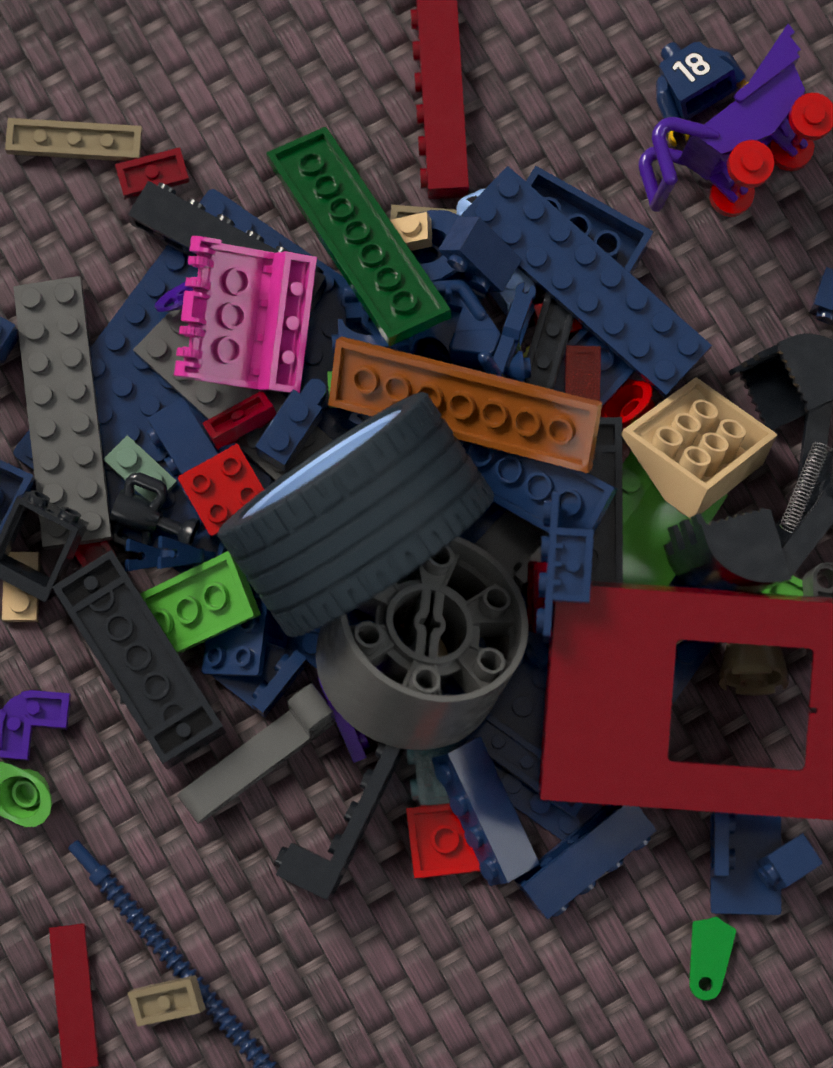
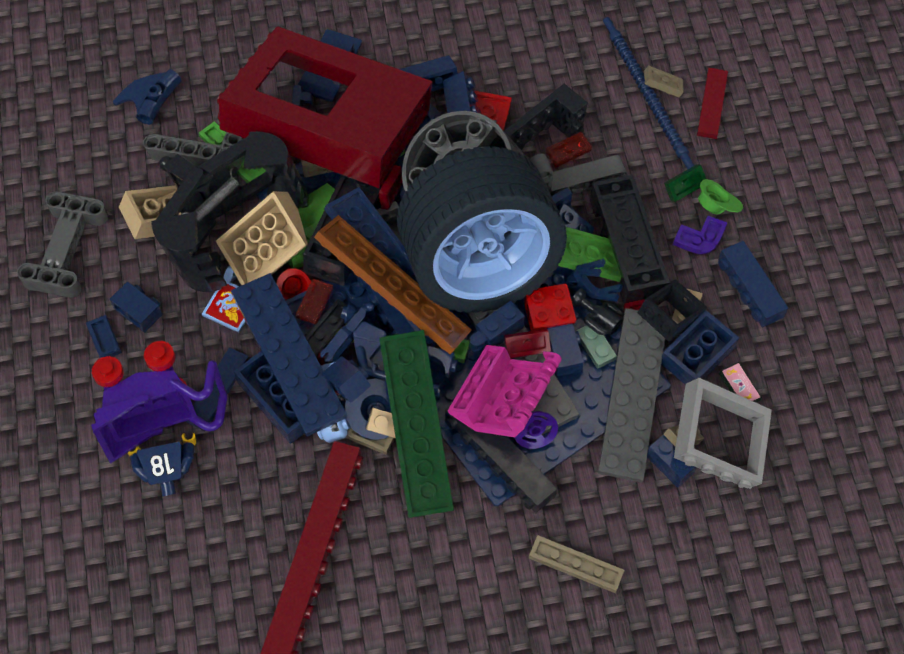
camera: 160 degrees left, 15 degrees down
(78, 811) = (685, 183): none -> dark green plate
(161, 167) = (531, 524): dark red plate -> none
(288, 812) = (568, 149): none -> clear red plate
(568, 567) = (375, 164): dark blue bracket -> none
(673, 233) = (231, 361): none -> dark blue tile
(709, 955) = (371, 24): green piece -> none
(727, 352) = (223, 307): none -> flag
(762, 751) = (301, 97): none -> dark blue tile
(788, 863) = (314, 28): dark blue brick -> none

